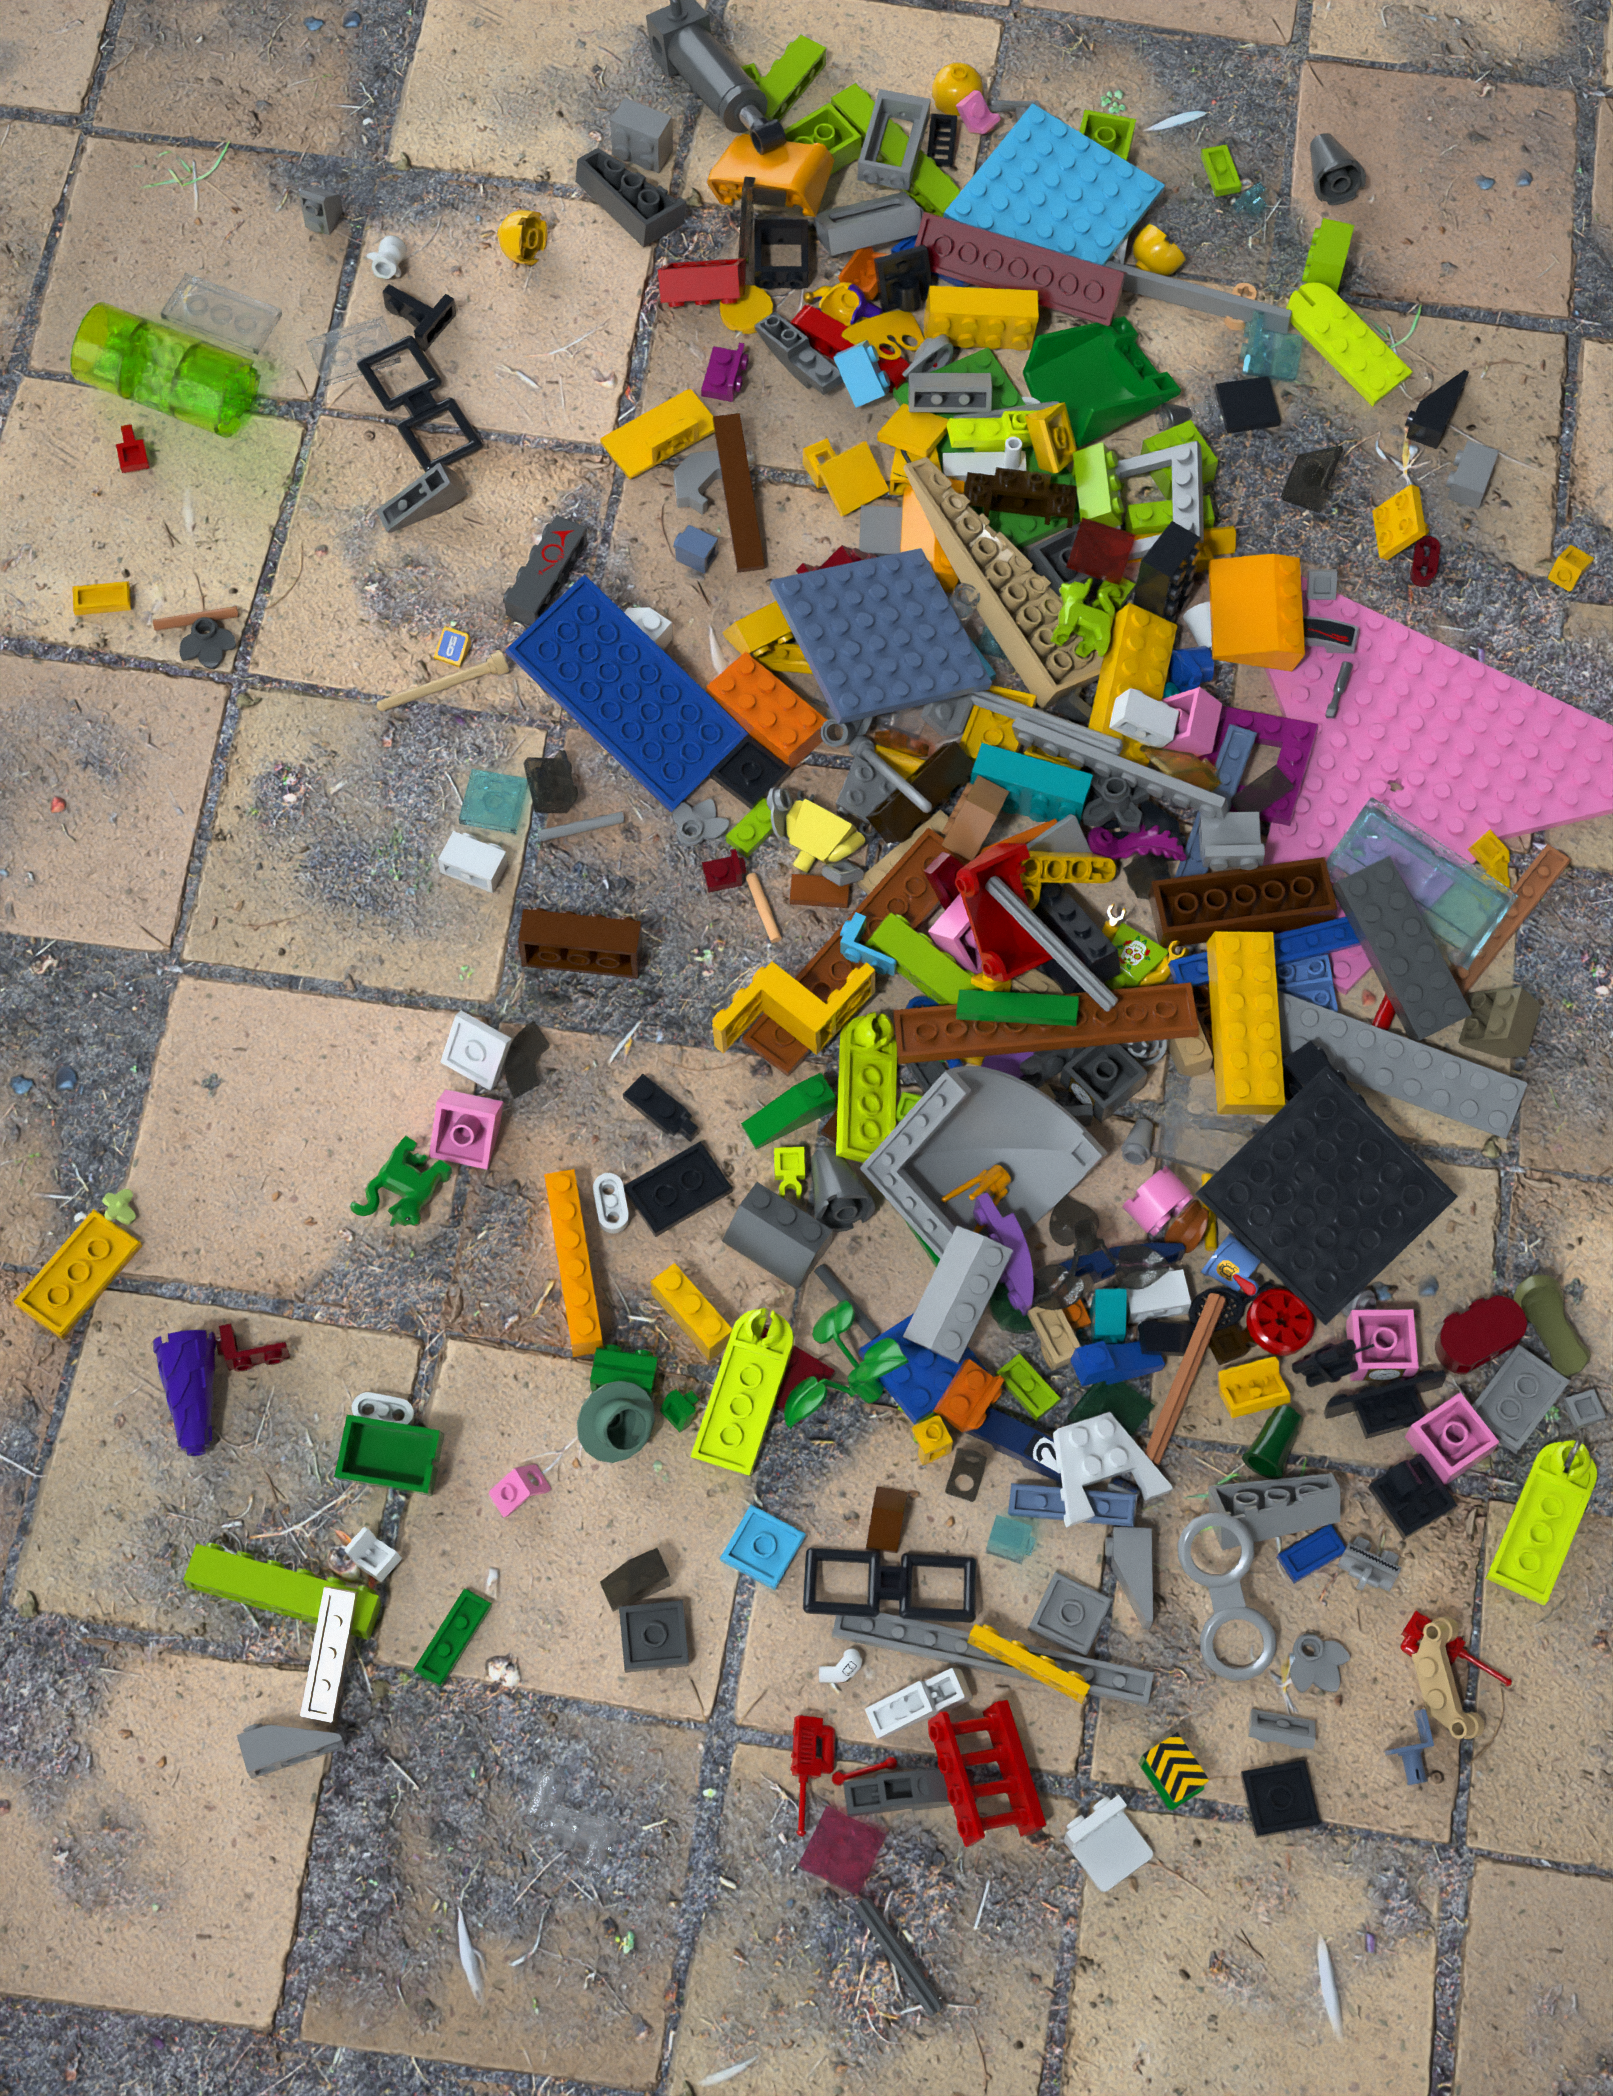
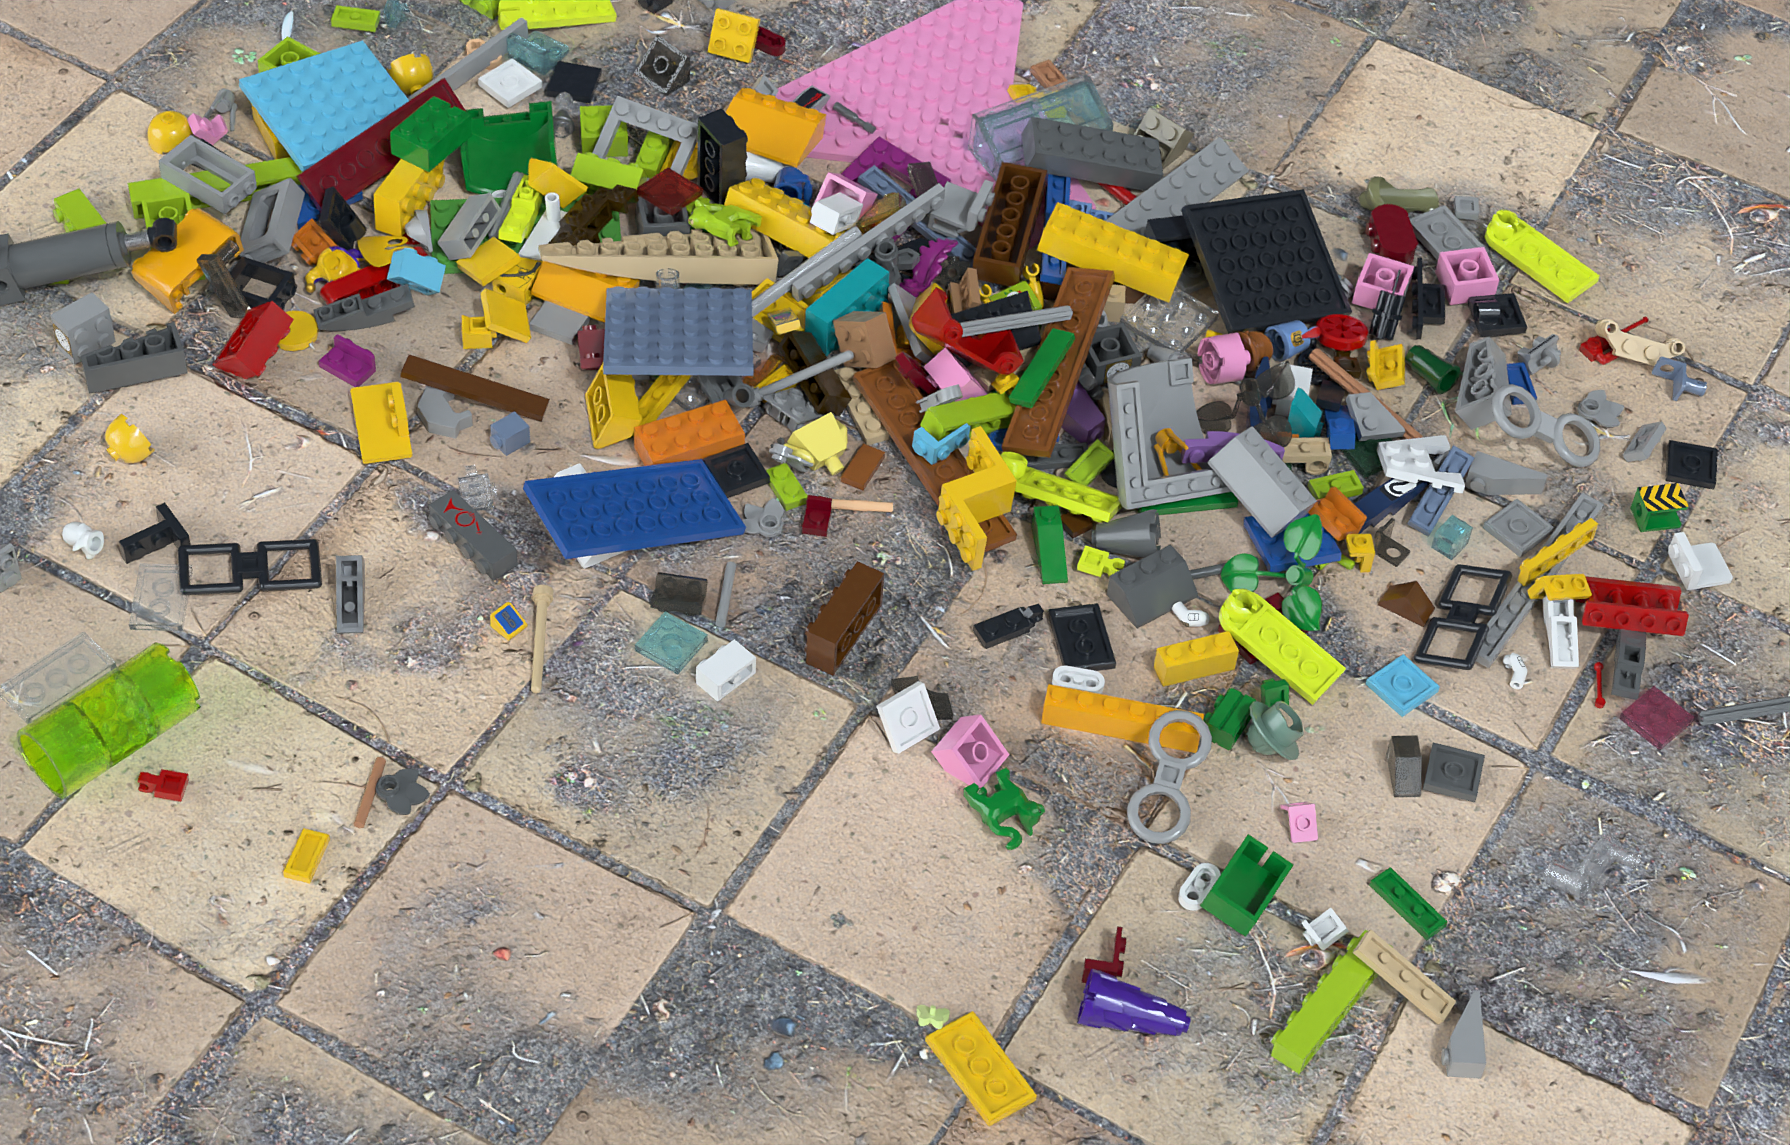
camera: 70 degrees left, 15 degrees down
(506, 1332) = (1169, 777): none -> light grey bar
(604, 550) = (477, 489): none -> clear brick
(756, 1288) = (1190, 618): none -> white arm
(804, 1761) = (1582, 710): red piece -> none
(842, 872) = (859, 443): light grey tile -> none
(917, 921) = (940, 397): none -> light grey piece
(966, 1683) = (1560, 587): none -> yellow bracket
(968, 731) = (784, 320): none -> yellow tile
(1038, 297) = (431, 134): none -> green piece
(1107, 895) = (965, 294): none -> medium nougat slope
(1147, 1393) = (1372, 418): none -> light grey wing
(1206, 346) = (510, 83): none -> white plate

